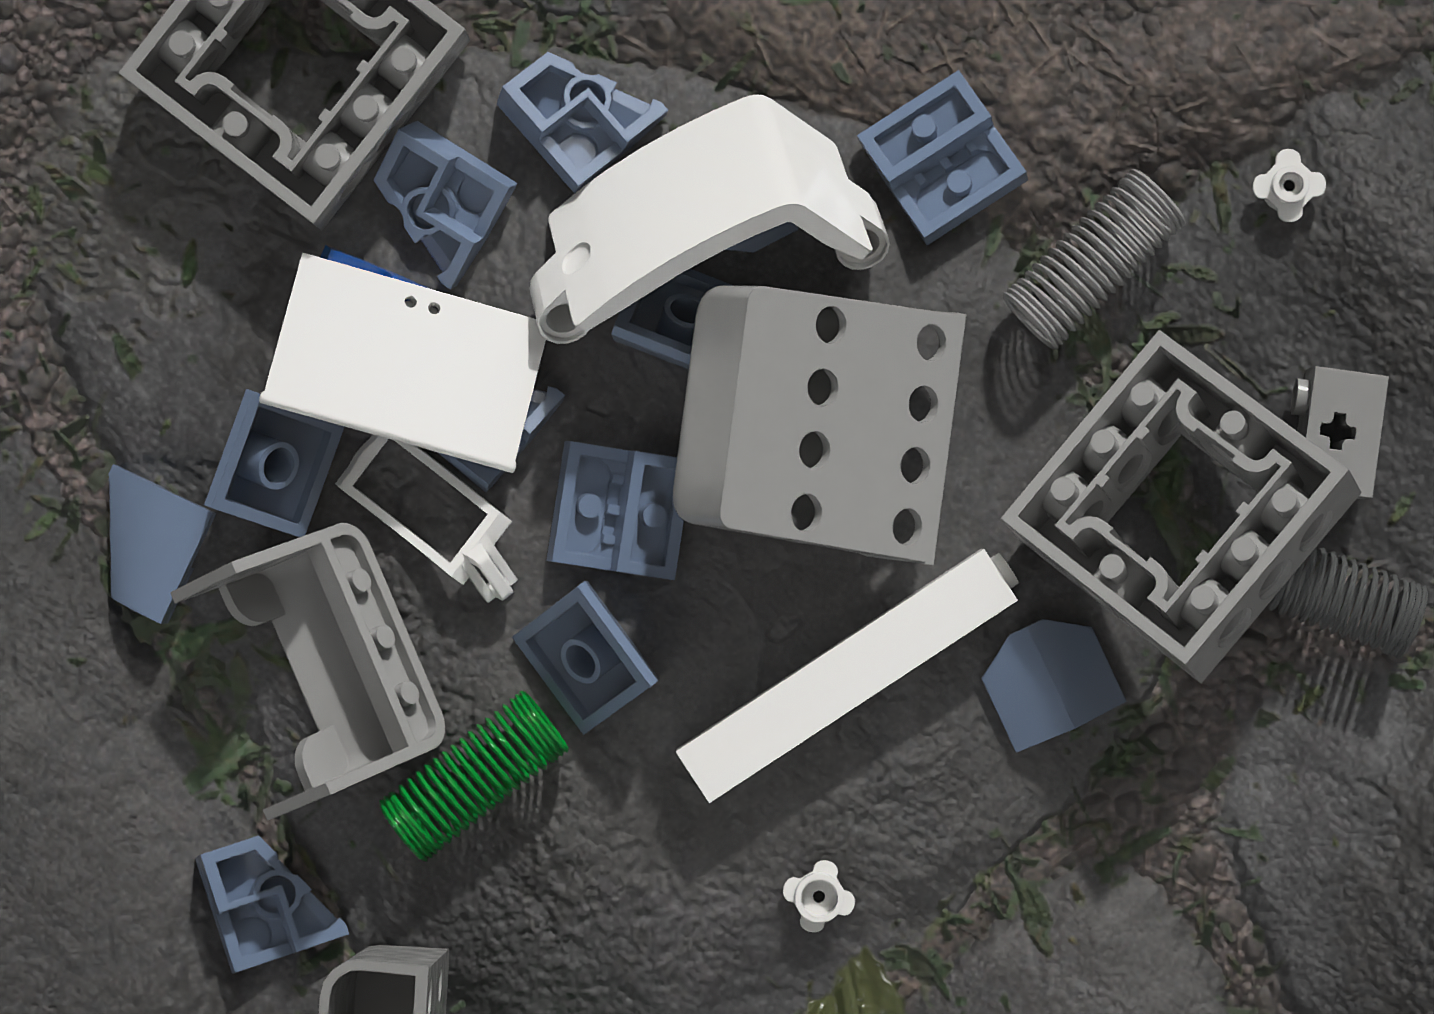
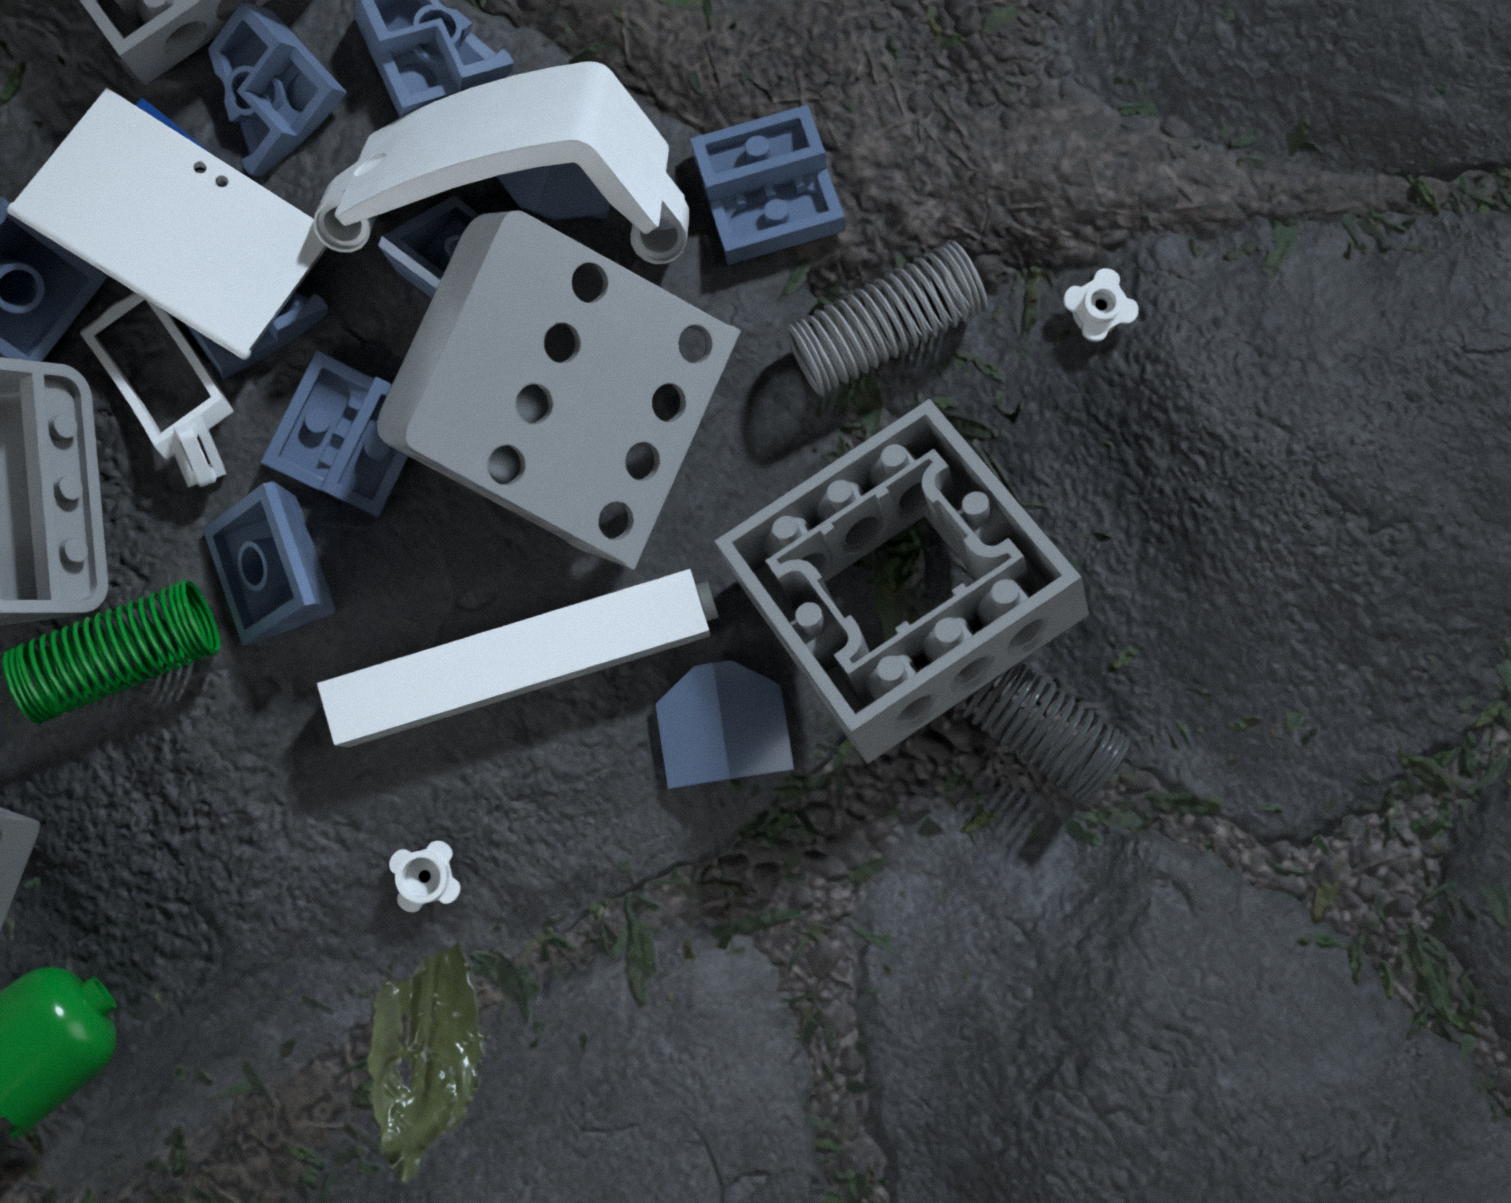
camera: 15 degrees right, 5 degrees down
(1359, 408) = (1108, 533): light grey brick -> none

